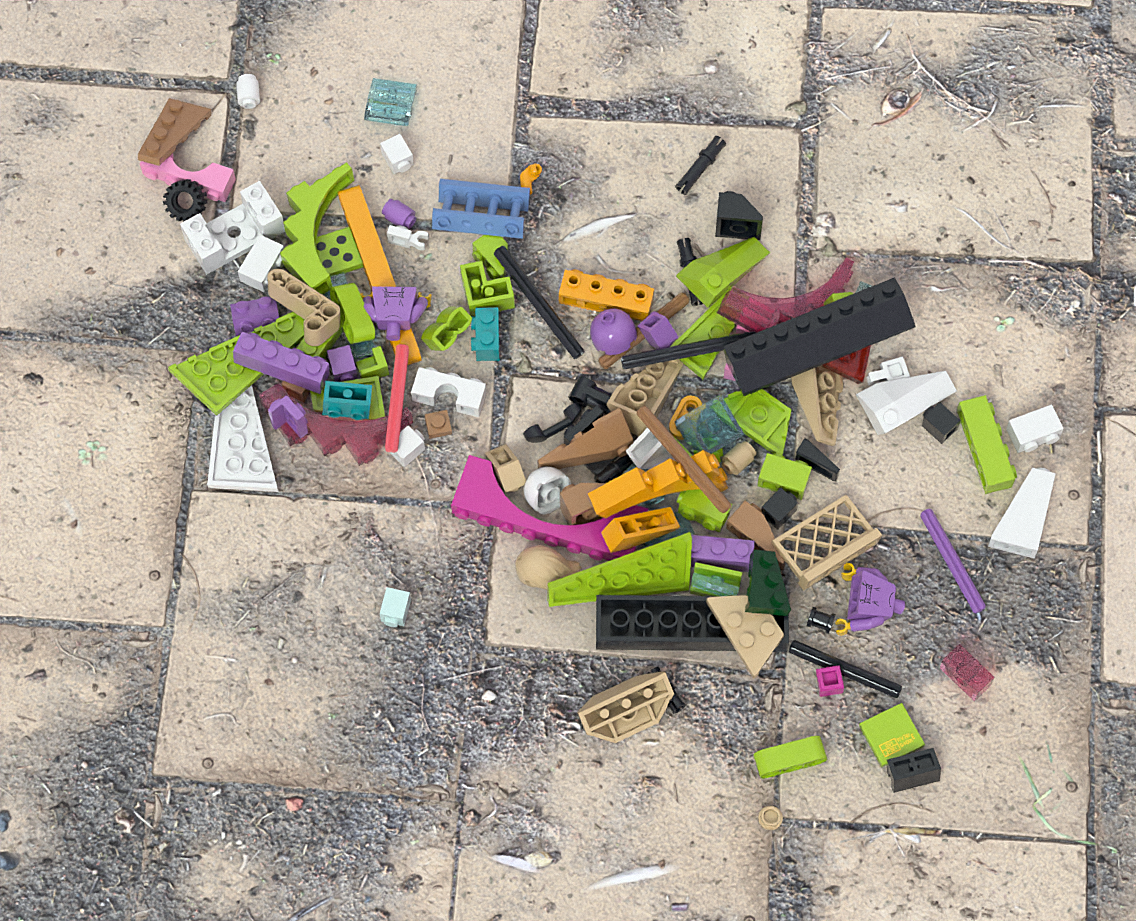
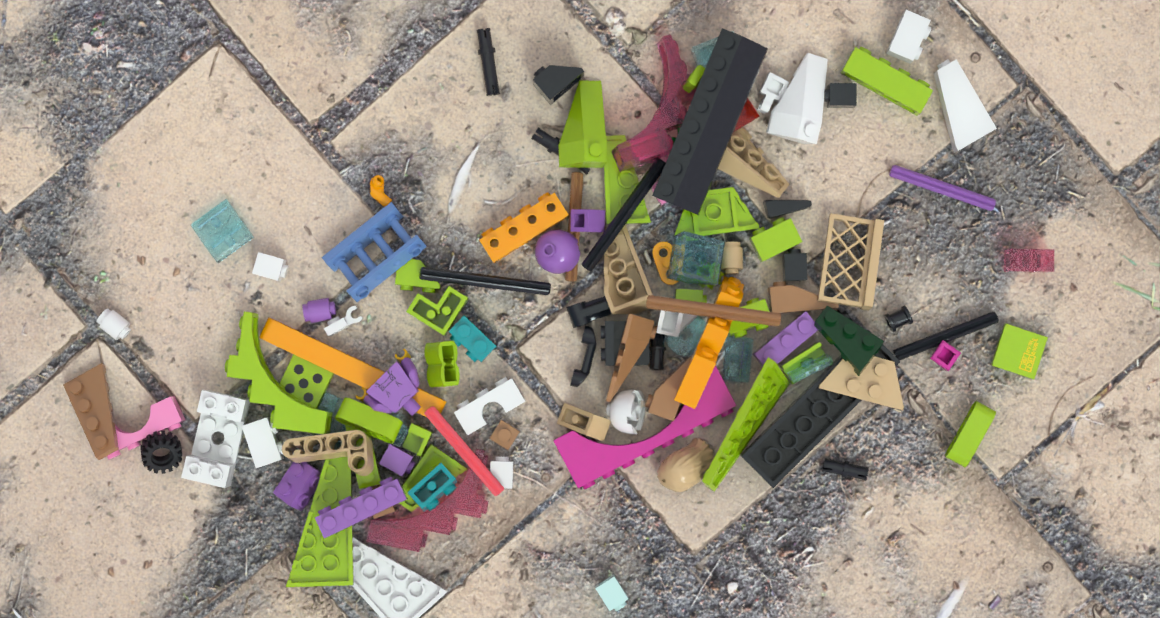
camera: 50 degrees left, 20 degrees up
(285, 411) = (414, 538): medium lavender bracket -> none
(627, 707) = (832, 509): tan wedge -> none
(639, 528) = (724, 381): light orange slope -> none
(770, 818) = (996, 487): tan plate -> none
(870, 599) = (919, 273): medium lavender torso -> none
(913, 770) = (1058, 362): black hinge -> none

